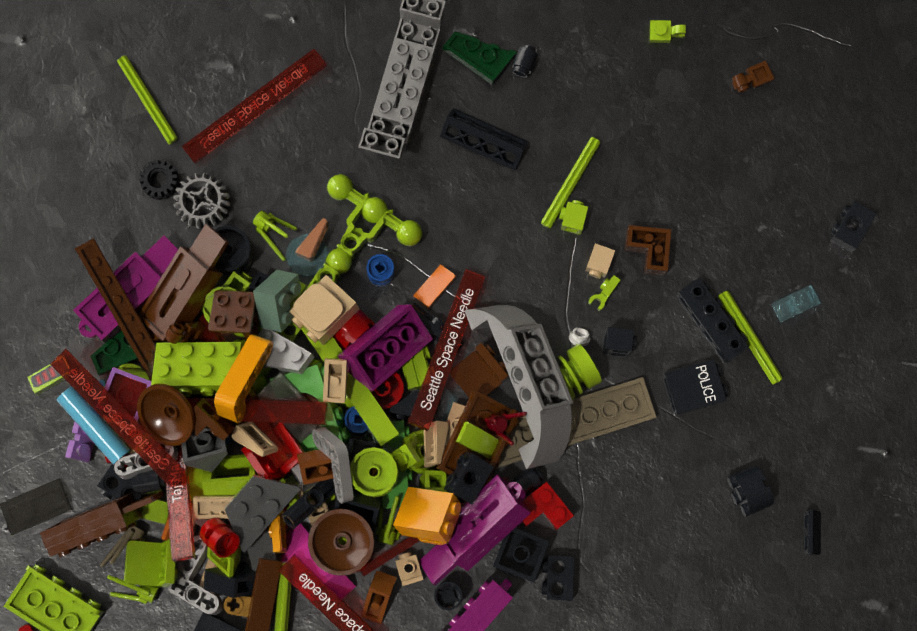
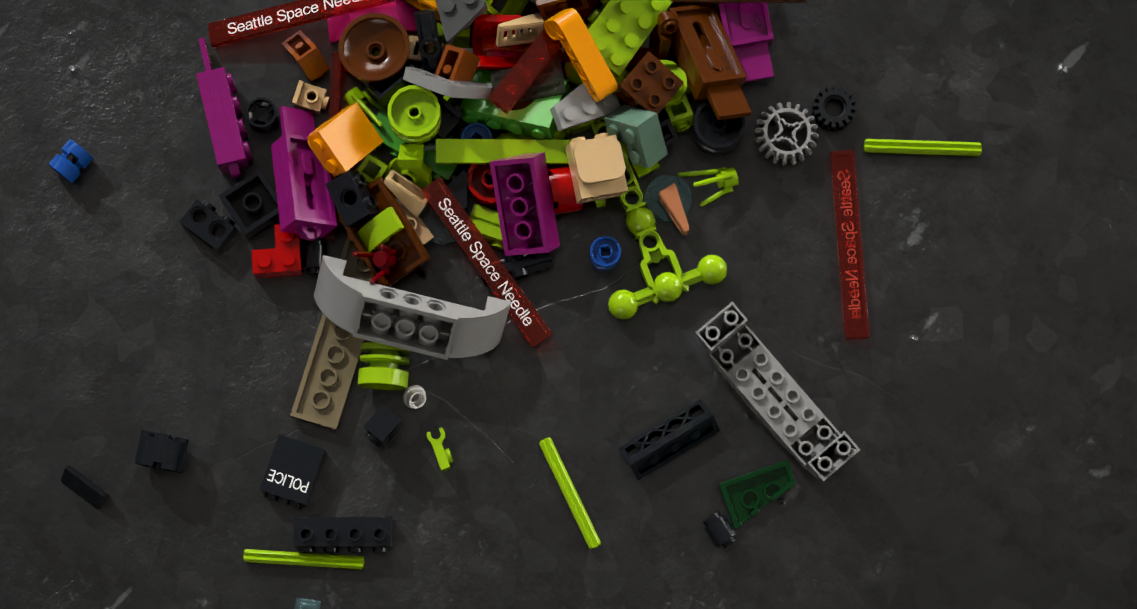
camera: 120 degrees right, 0 degrees up
(335, 380) = (521, 133): tan slope -> none
(435, 286) = (556, 296): orange slope -> none
(479, 371) = (446, 278): reddish brown bracket -> none
(573, 217) = (533, 470): lime brick -> none
(599, 261) = (473, 465): tan brick -> none
(652, 242) = (453, 527): reddish brown brick -> none

